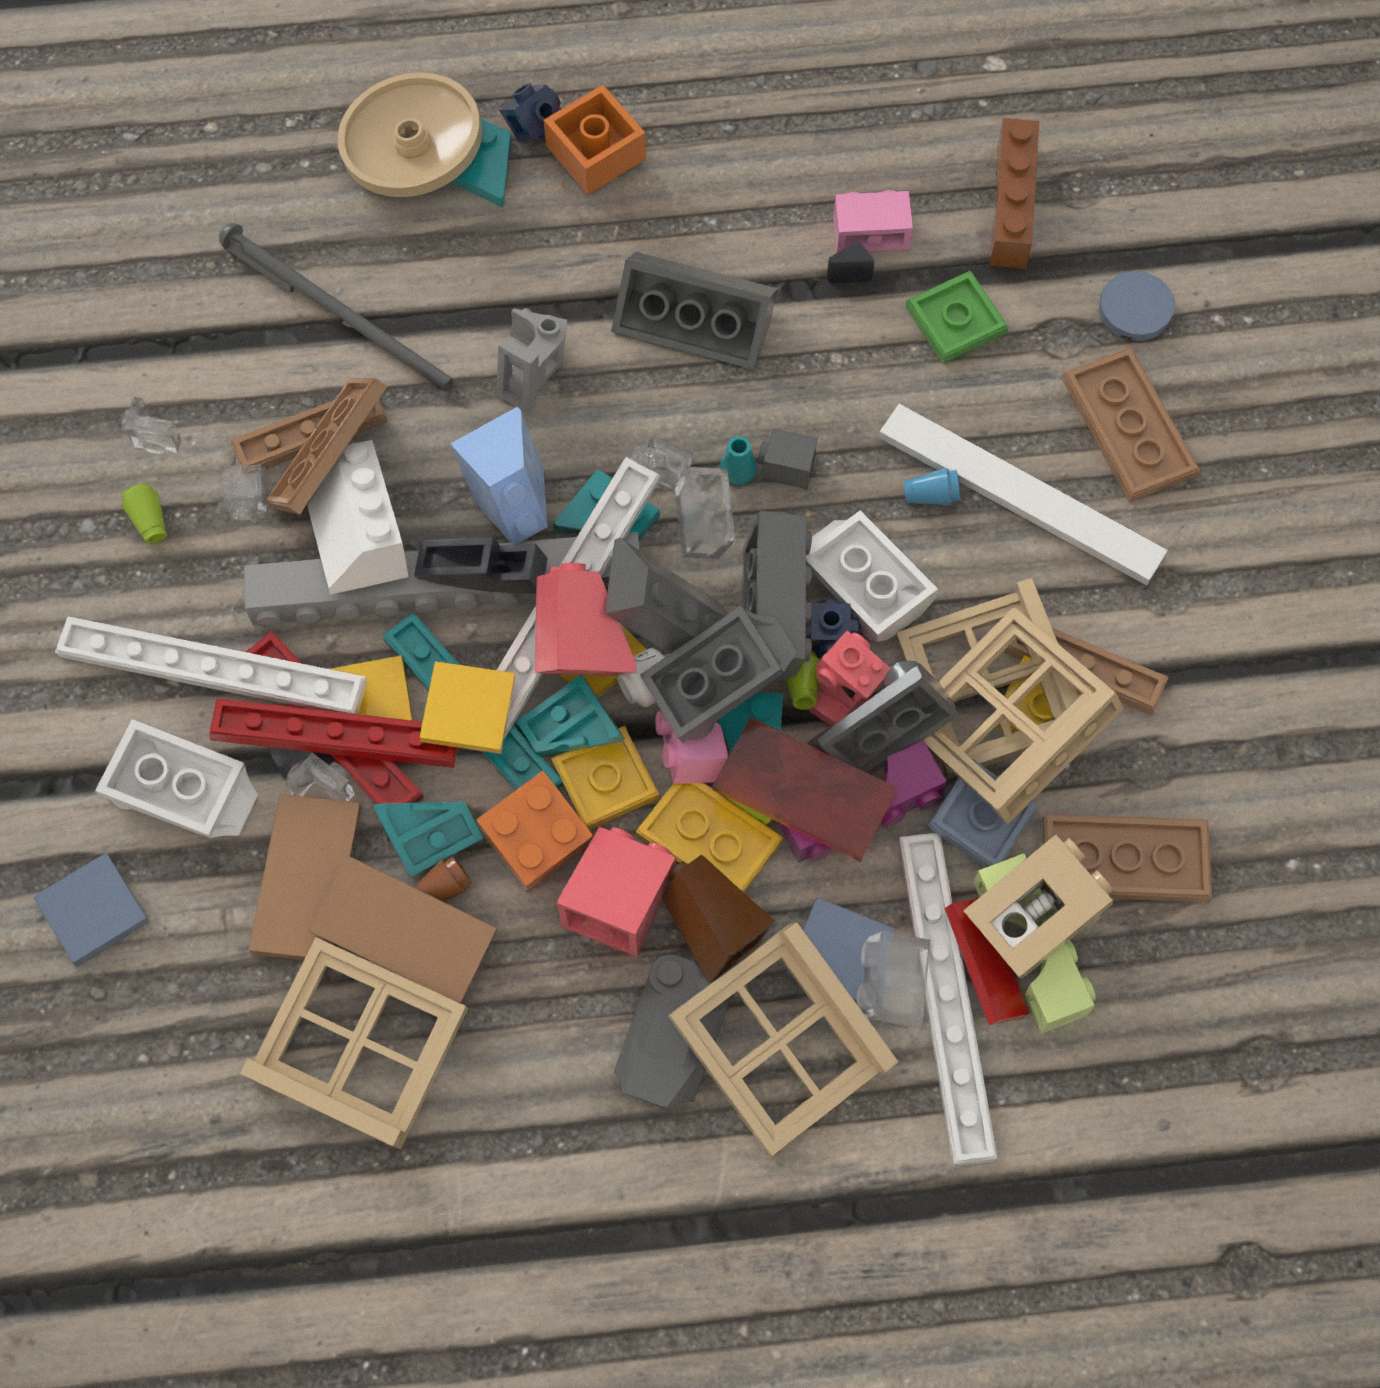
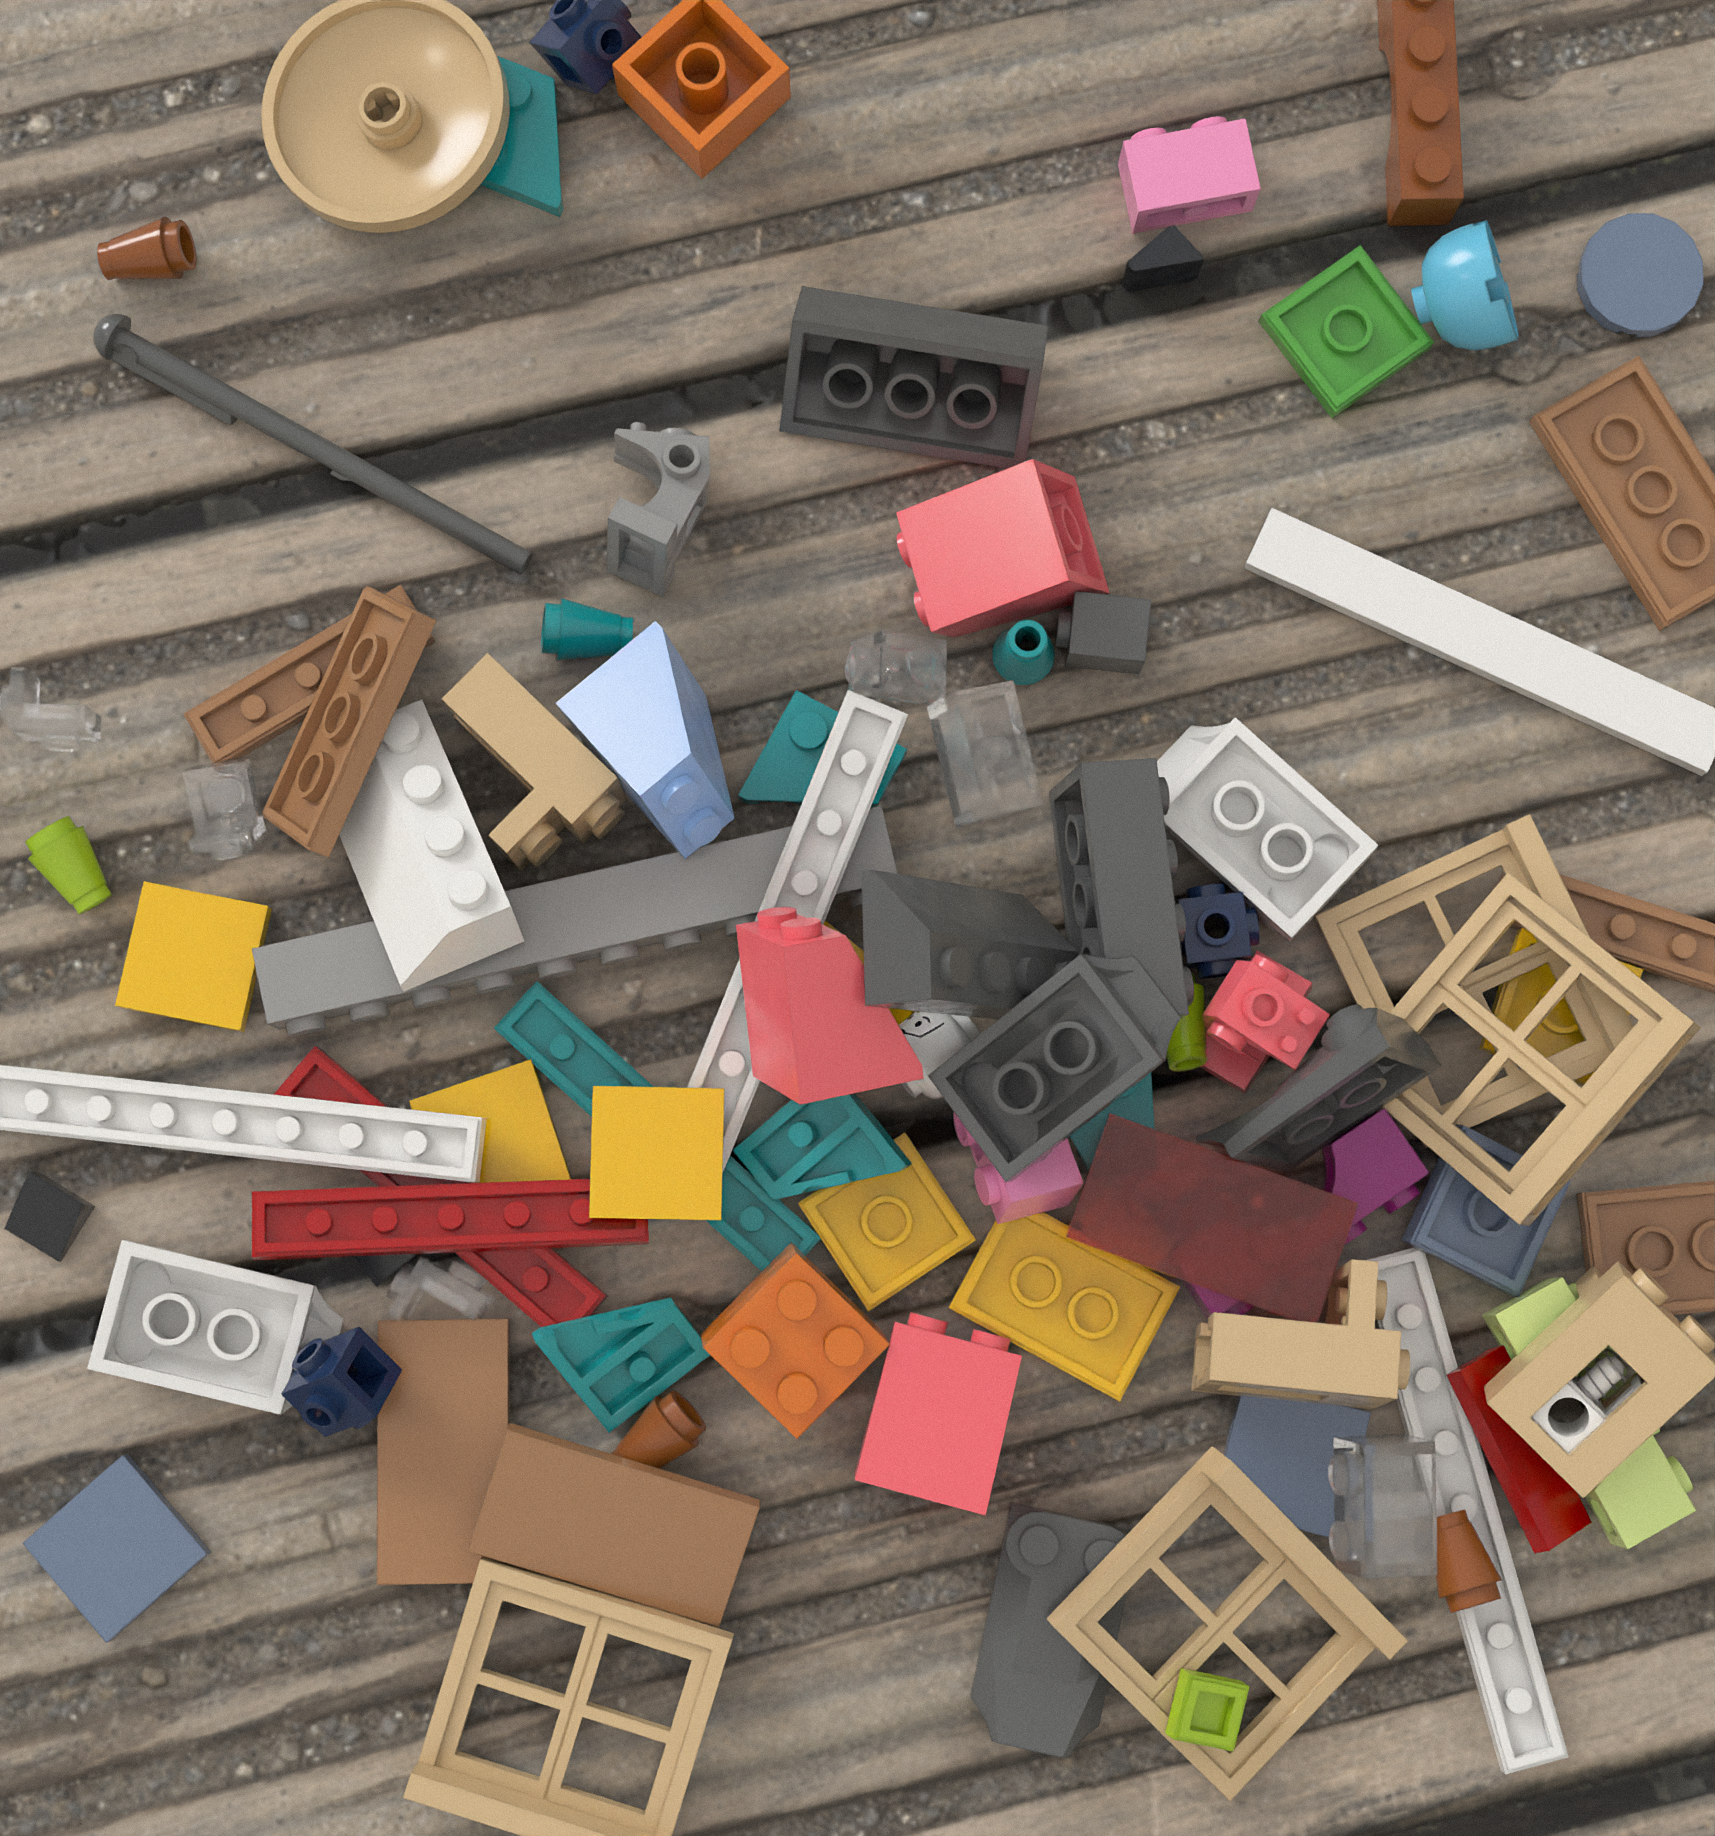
camera: 10 degrees left, 15 degrees up
(90, 709) = (48, 1215): none -> black slope
(207, 575) = (193, 956): none -> yellow tile
(242, 824) = (341, 1381): none -> dark blue brick
(260, 195) = (149, 252): none -> dark orange cone
(443, 489) = (562, 775): none -> tan brick
(468, 418) = (583, 631): none -> teal cone
(481, 564) = (638, 906): black slope -> none
(714, 916) = (1094, 1444): reddish brown slope -> none
(730, 399) = (1000, 550): none -> coral slope
(763, 1088) = (1207, 1709): none -> lime tile
(853, 876) = (1308, 1361): none -> tan brick
(933, 488) = (1346, 655): dark azure cone -> none
(940, 1022) = (1463, 1565): none -> dark orange cone
(1029, 297) = (1466, 290): none -> medium azure cylinder

